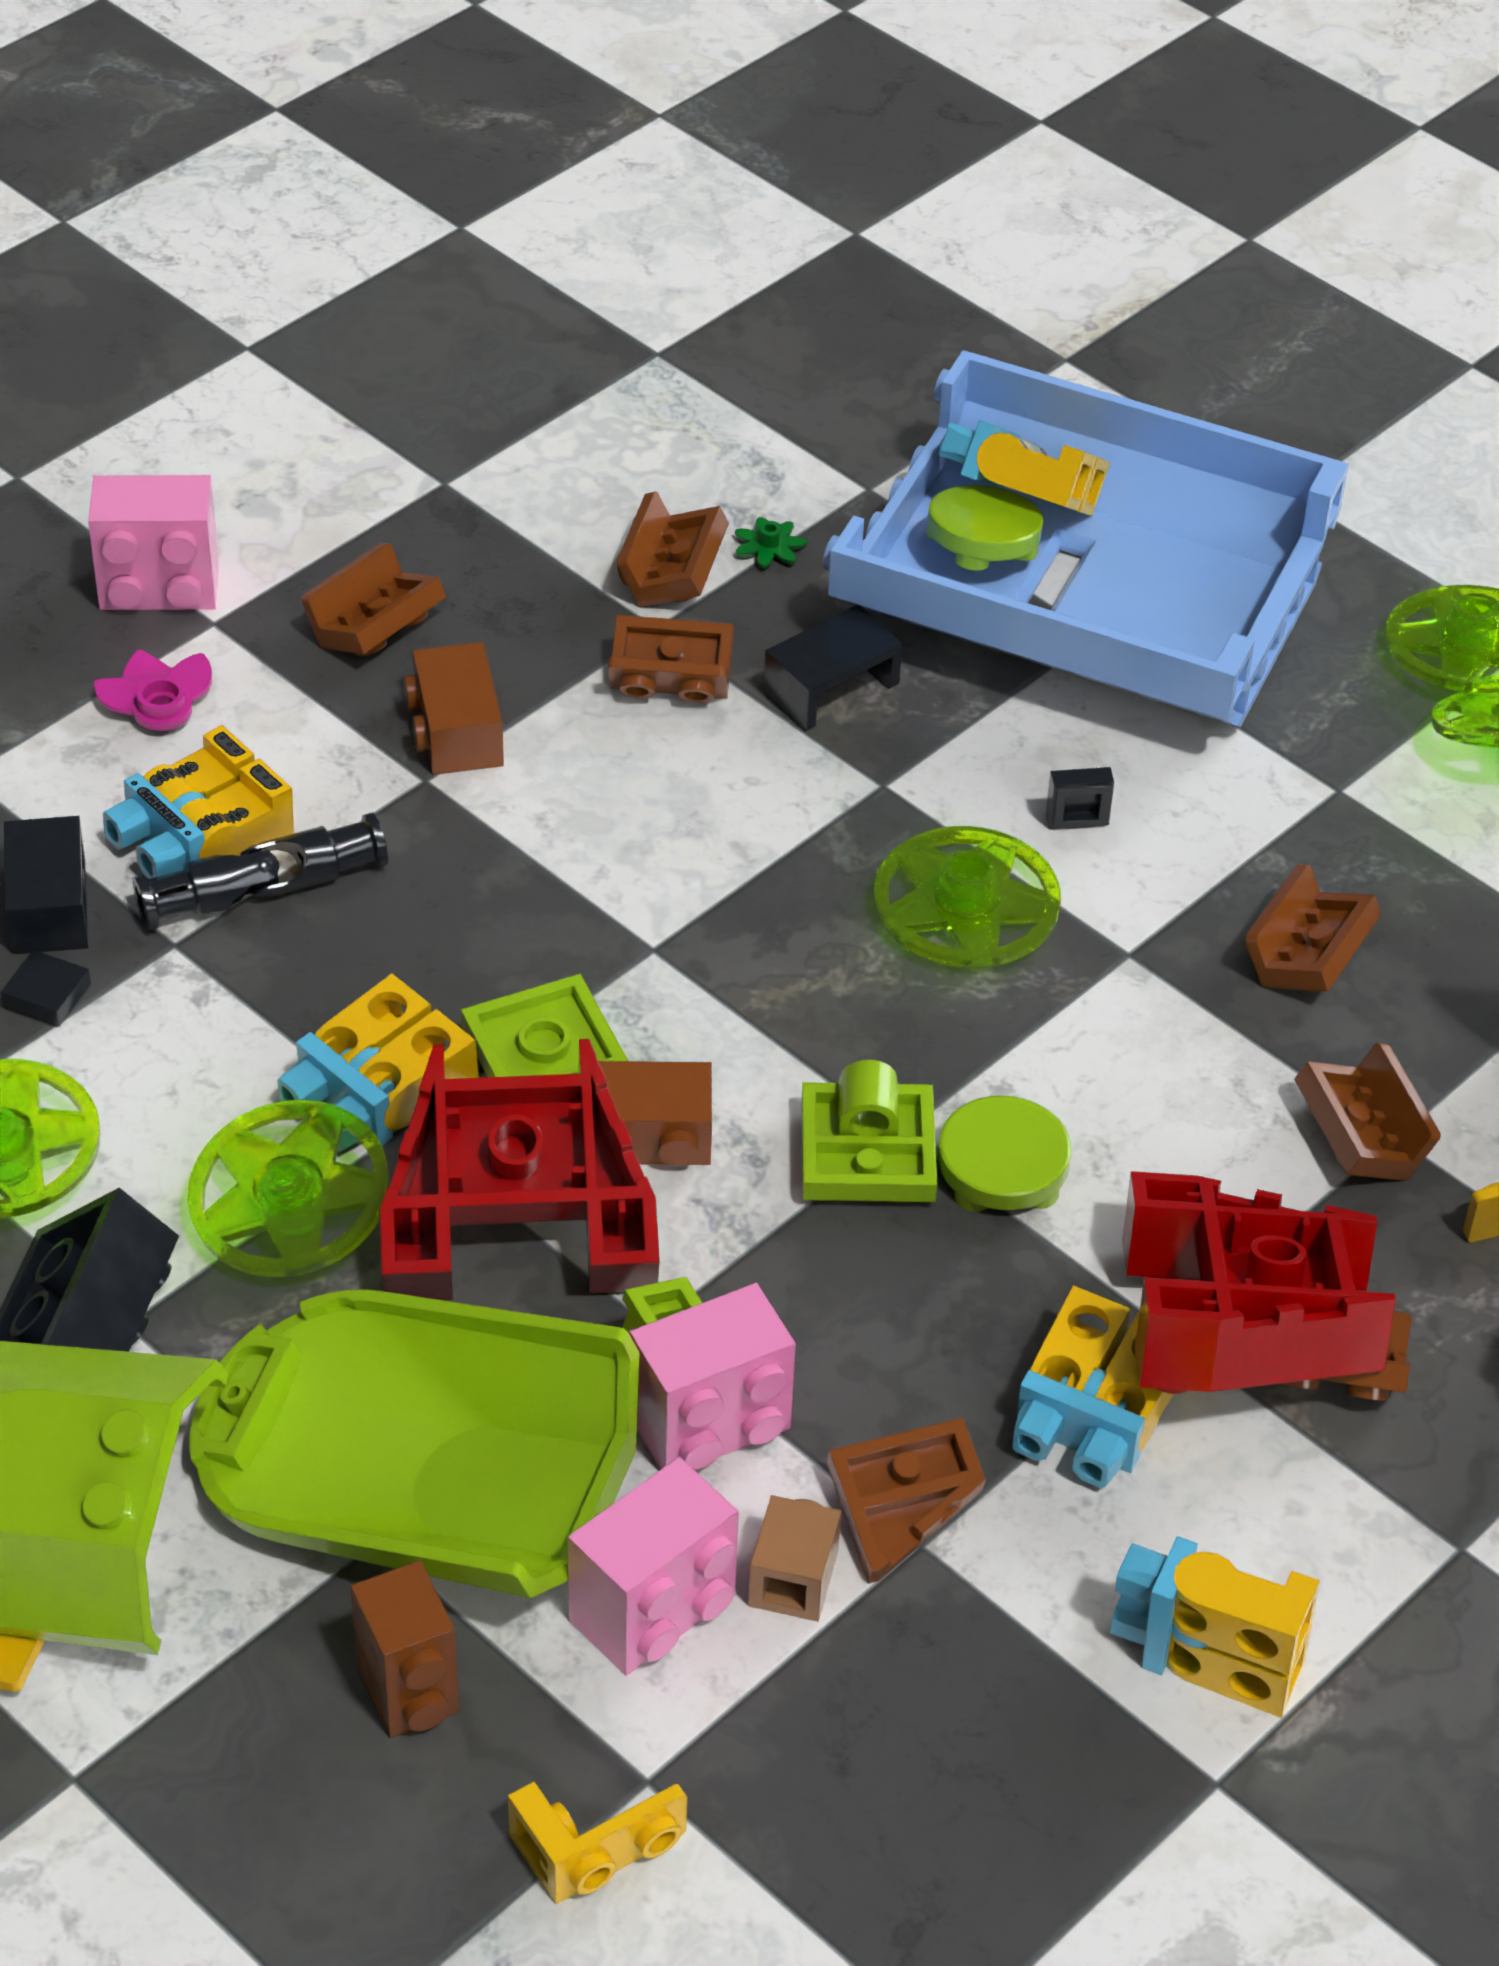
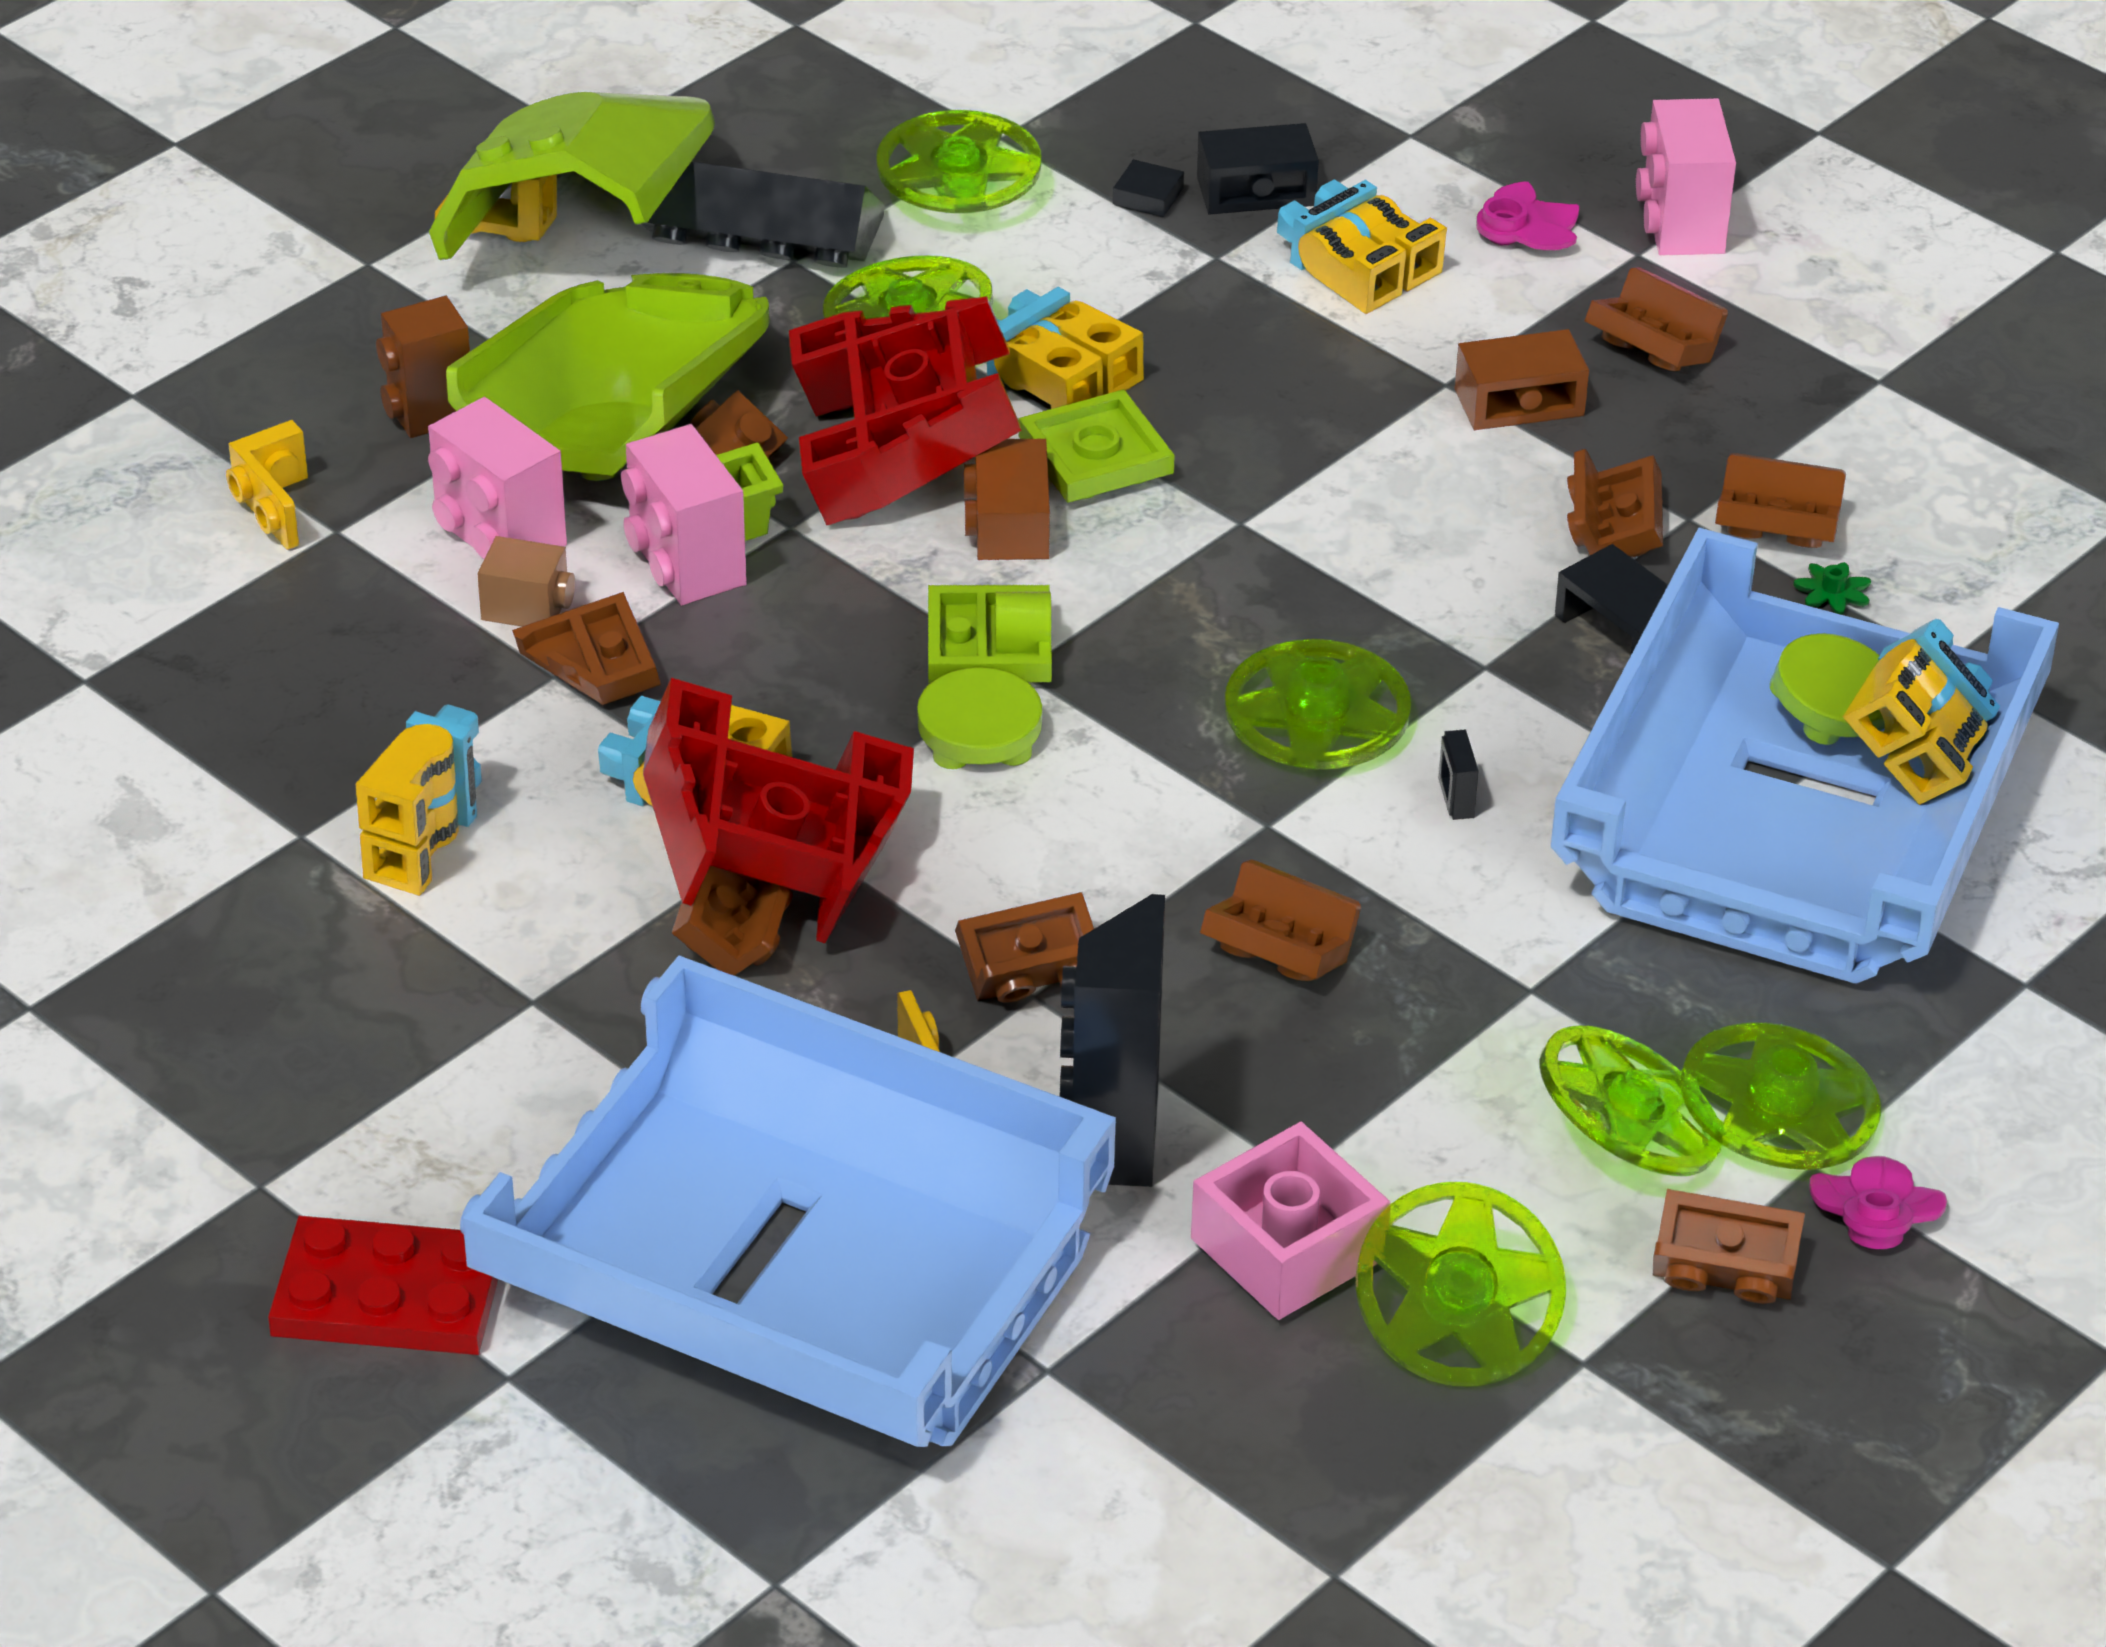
camera: 90 degrees right, 5 degrees down
(223, 880) = (1292, 282): black piece -> none

